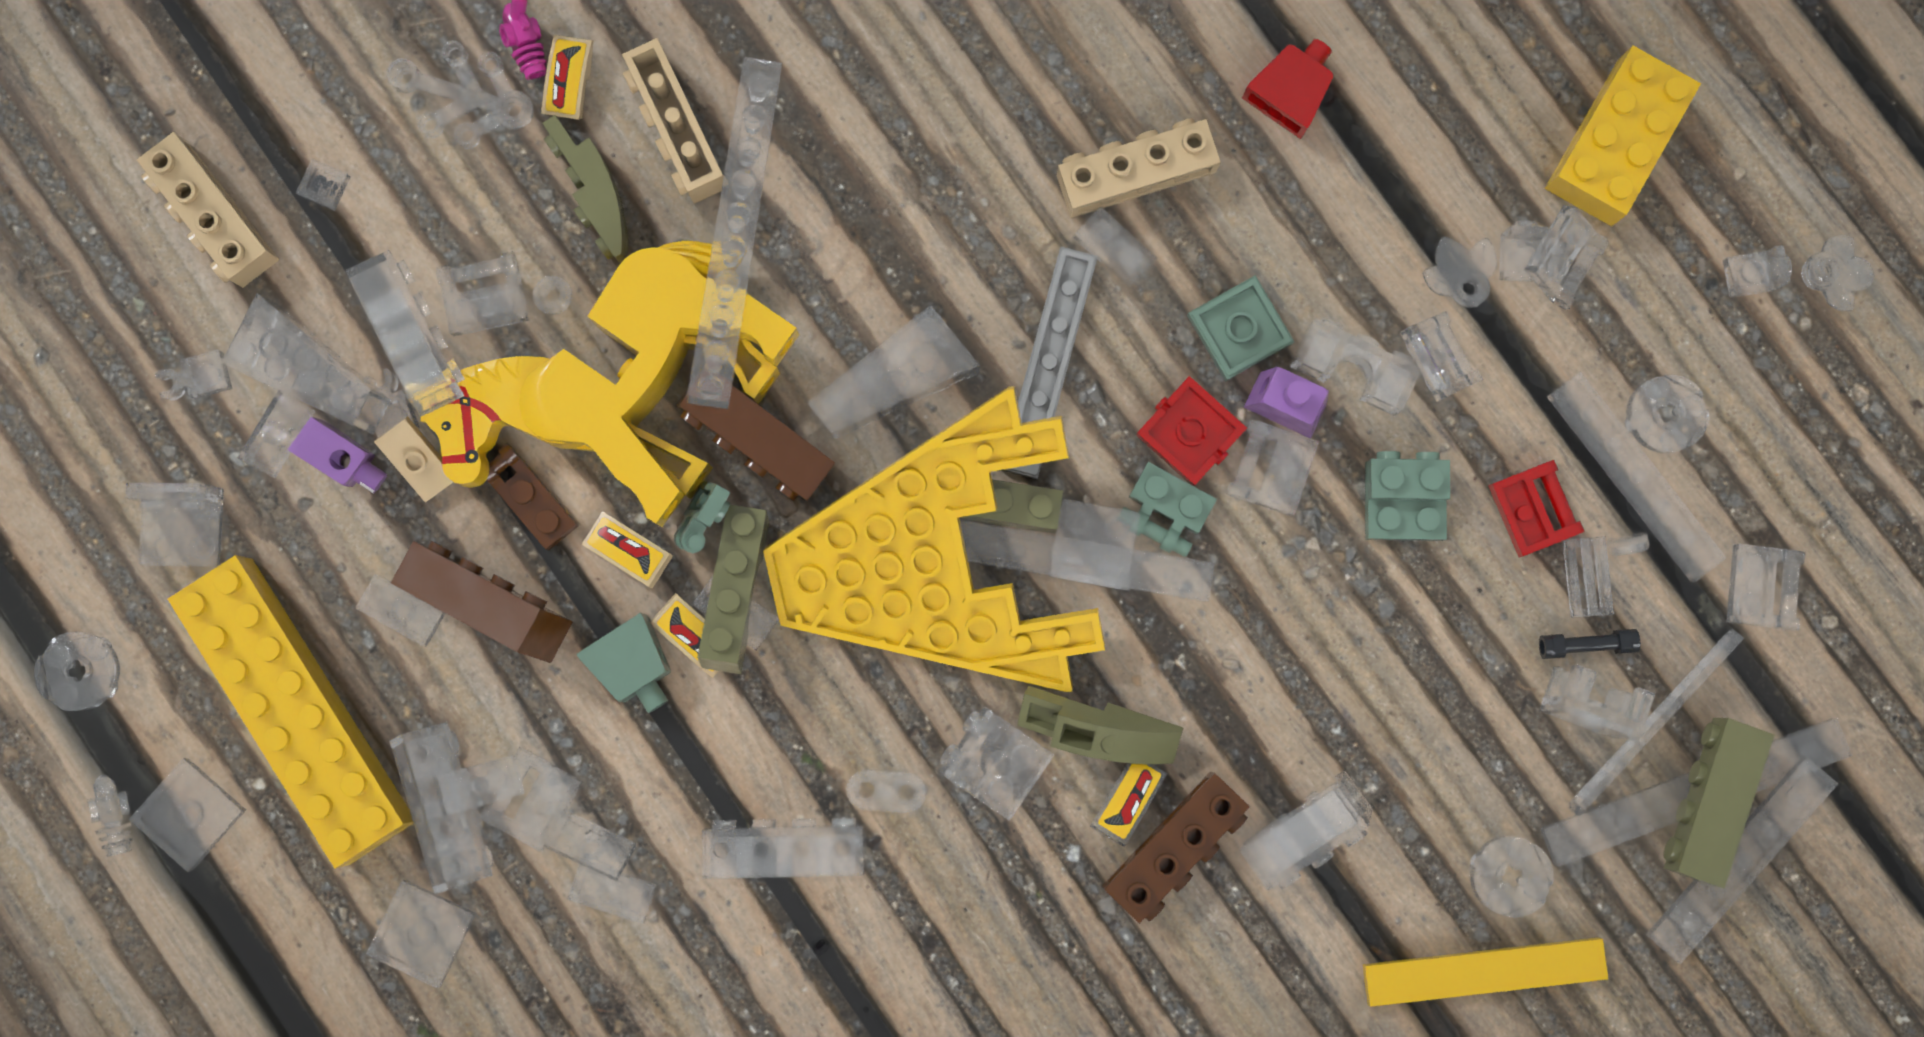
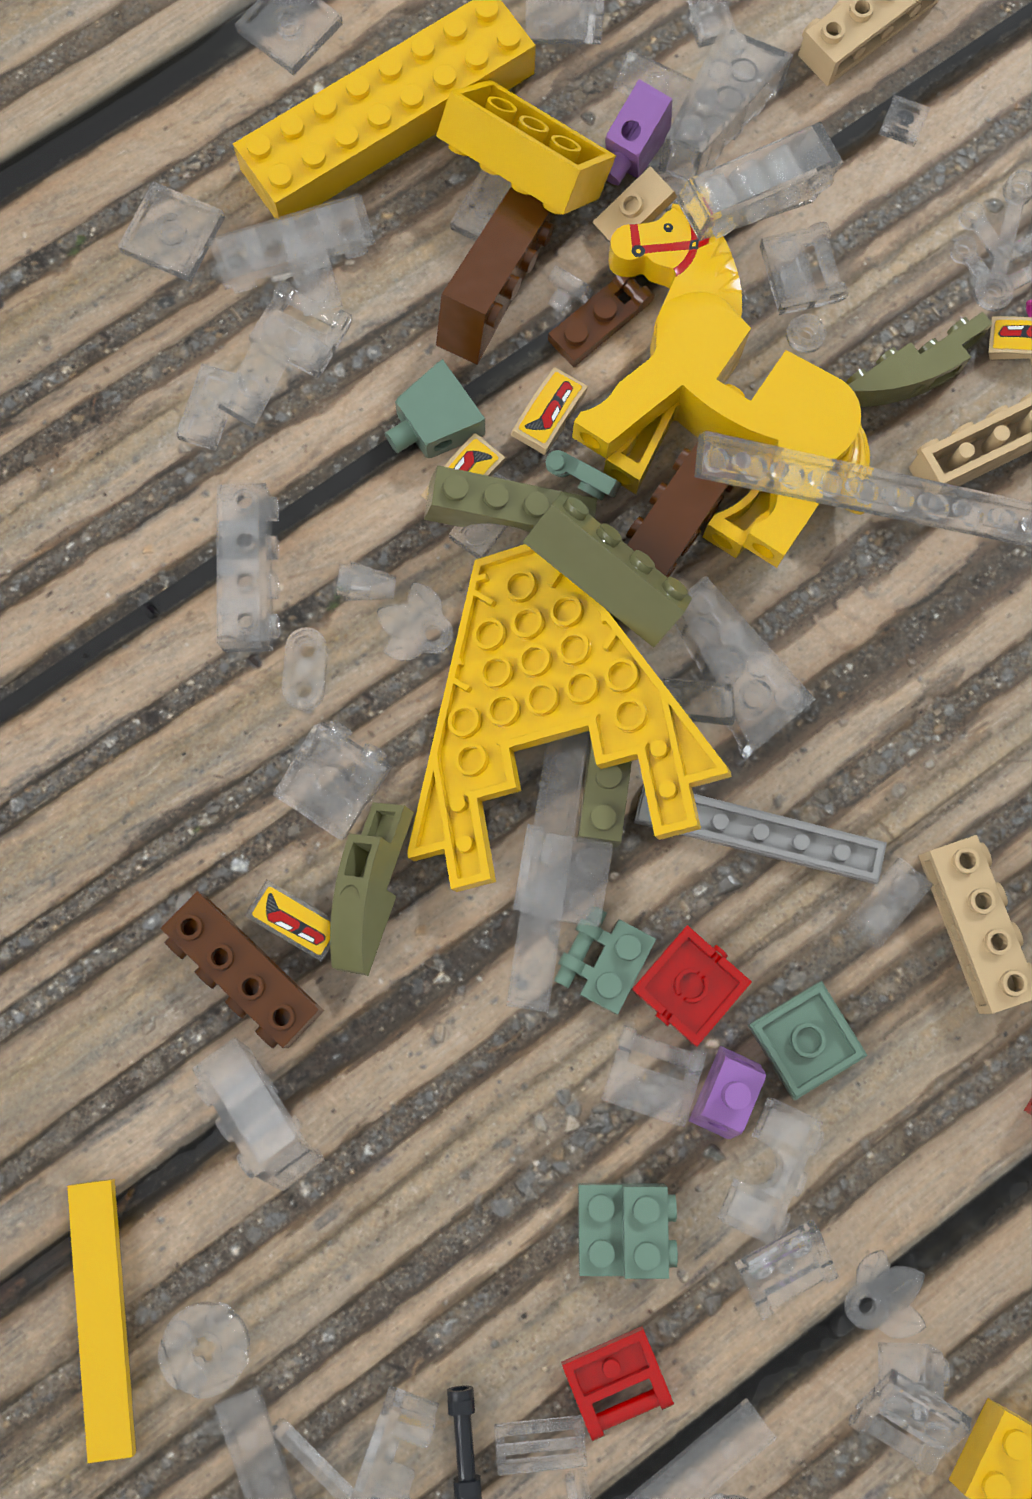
camera: 85 degrees right, 5 degrees down
(349, 567) = (525, 146): none -> yellow brick
(499, 527) = (567, 290): none -> clear tile
(801, 734) = (364, 583): none -> clear cone
(805, 494) = (608, 569): none -> olive brick
(841, 689) = (412, 621): none -> clear plate
(928, 411) = (704, 700): none -> clear tile

